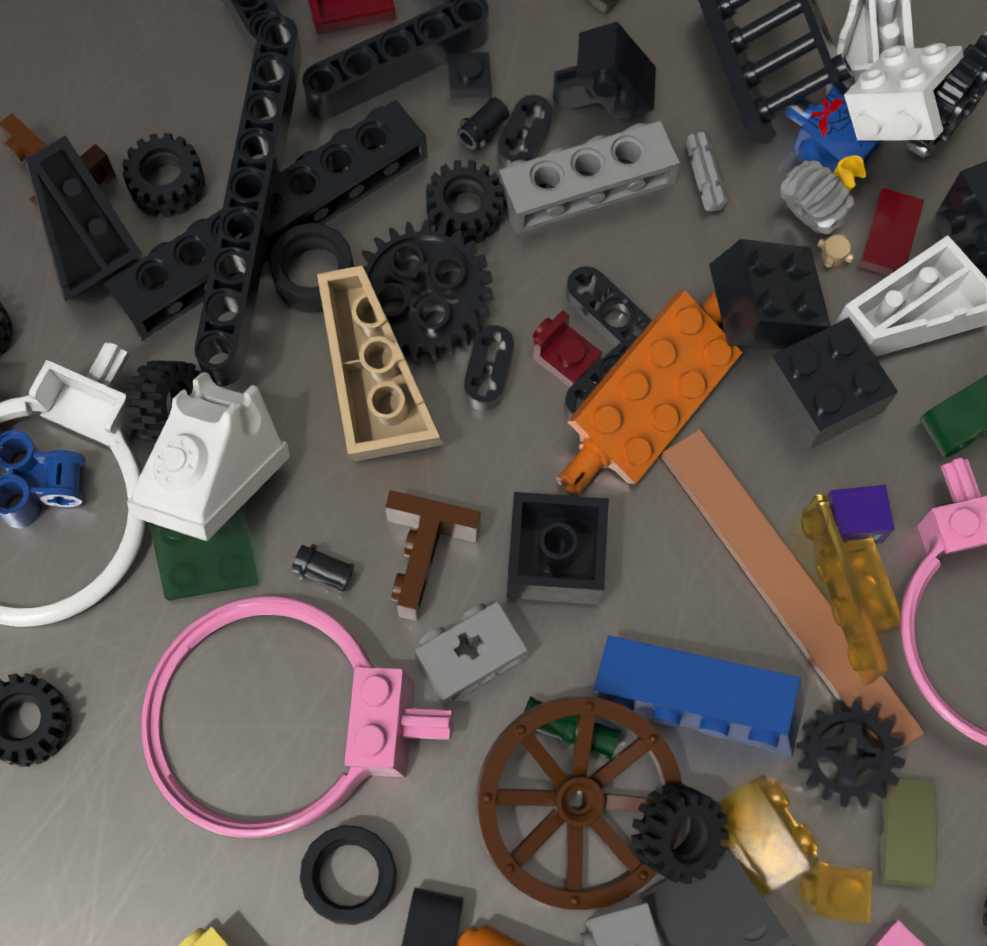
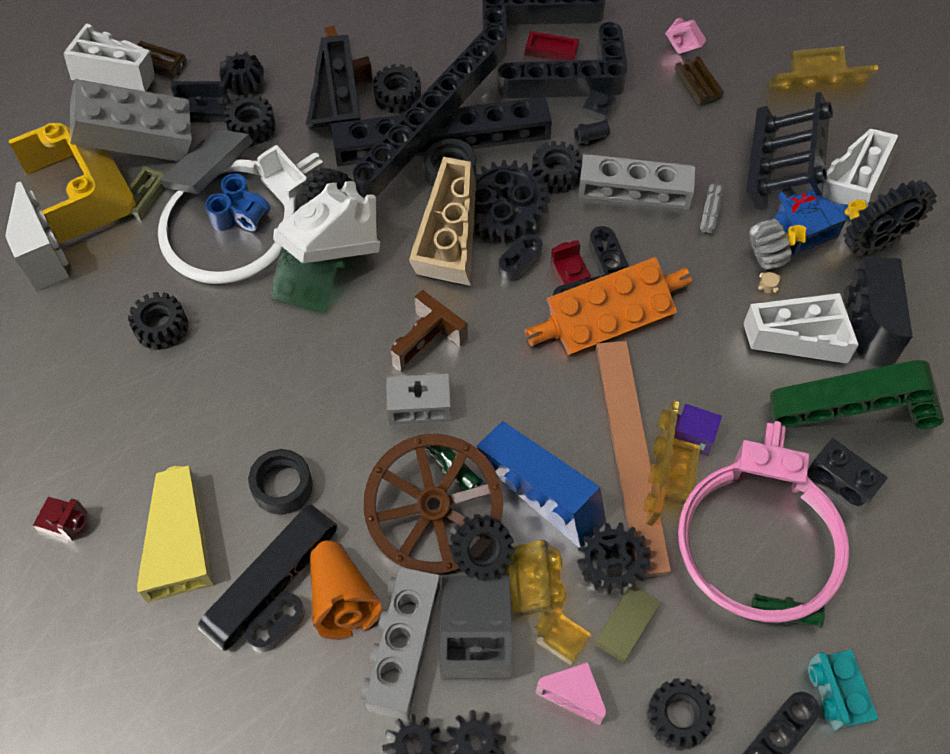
camera: 30 degrees right, 10 degrees down
(322, 567) = (363, 317): black pin -> none
(377, 728) = (339, 414): bright pink brick -> none
(517, 130) = (610, 144): black beam -> none
(557, 548) = (500, 363): black brick -> none
(608, 72) = (679, 129): black brick -> none
(768, 294) = (708, 283): black brick -> none
(829, 383) = (721, 349): black brick -> none
(891, 232) = (814, 282): dark red tile -> none
(897, 93) = (843, 202): white bracket -> none

